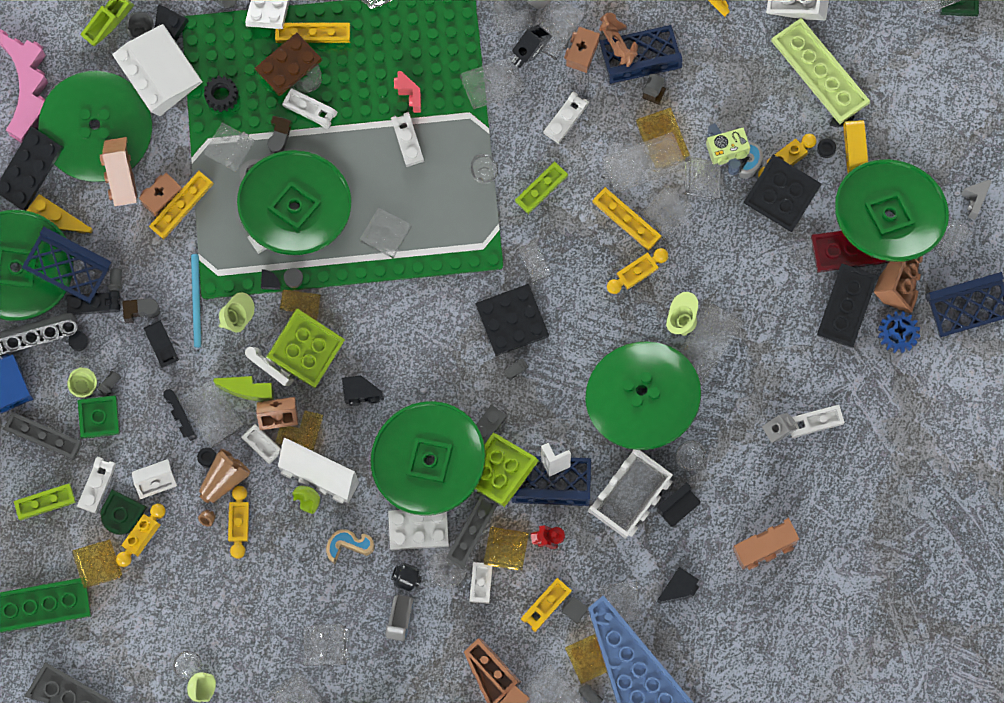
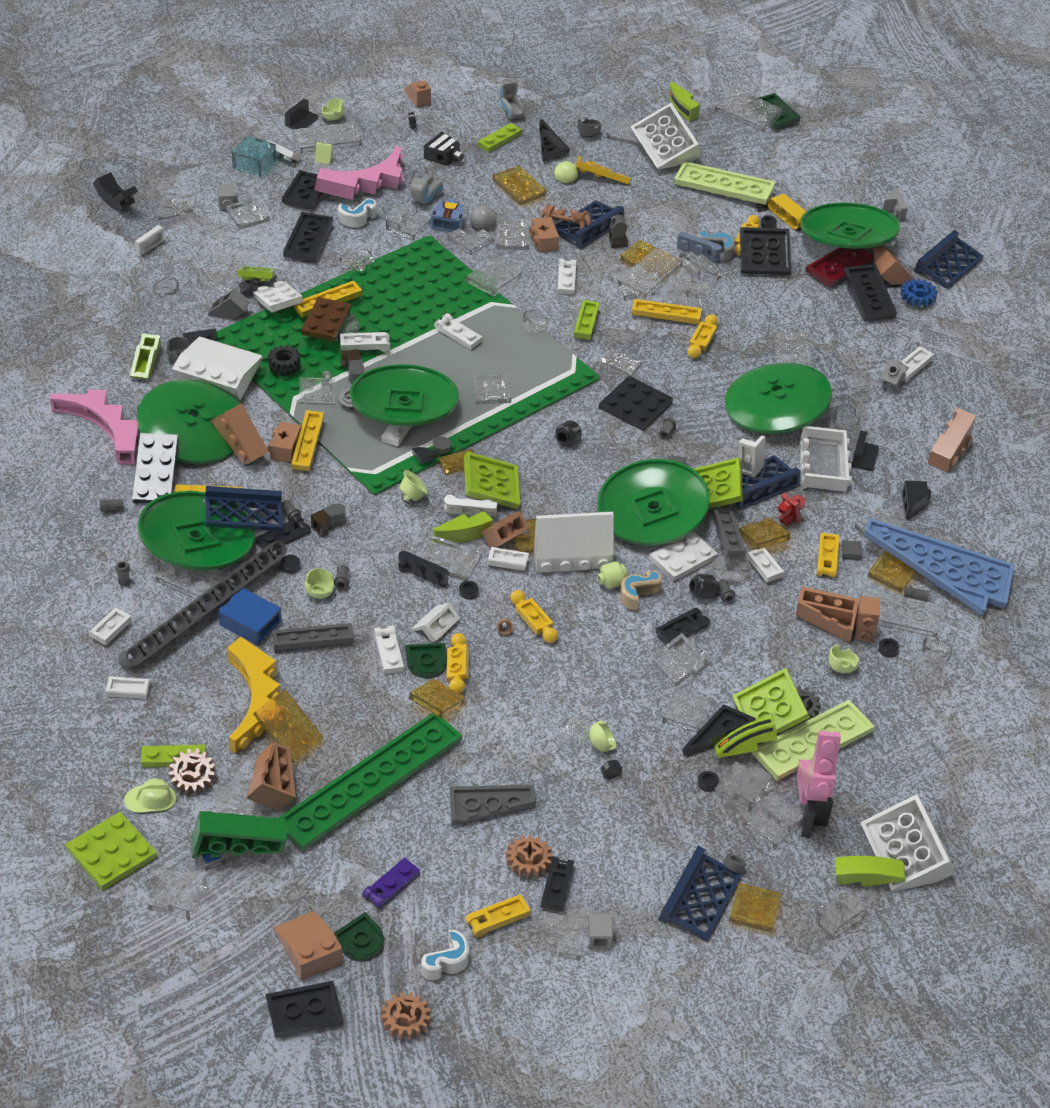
camera: 40 degrees left, 30 degrees down
(44, 501) = (352, 679): lime plate -> none
(98, 417) = (352, 602): green plate -> none
(161, 344) = (371, 531): black slope -> none
(196, 300) = (371, 497): medium azure piece -> none
(222, 476) = (496, 586): medium nougat cone -> none
(308, 498) = (578, 573): lime hair -> none
(335, 517) = (611, 574): none -> yellowish green head
(356, 607) = (685, 624): none -> black plate
(358, 390) = (558, 490): black slope -> none
(399, 618) = (725, 616): light grey animal -> none
(408, 87) = (432, 299): coral slope -> none
(417, 326) = (568, 433): none -> black head
(423, 591) = (726, 592): none -> dark grey pin
(530, 45) = (506, 238): black torso -> none
(683, 314) = (761, 341): yellowish green piece -> none
(728, 146) = (704, 234): yellowish green brick -> none

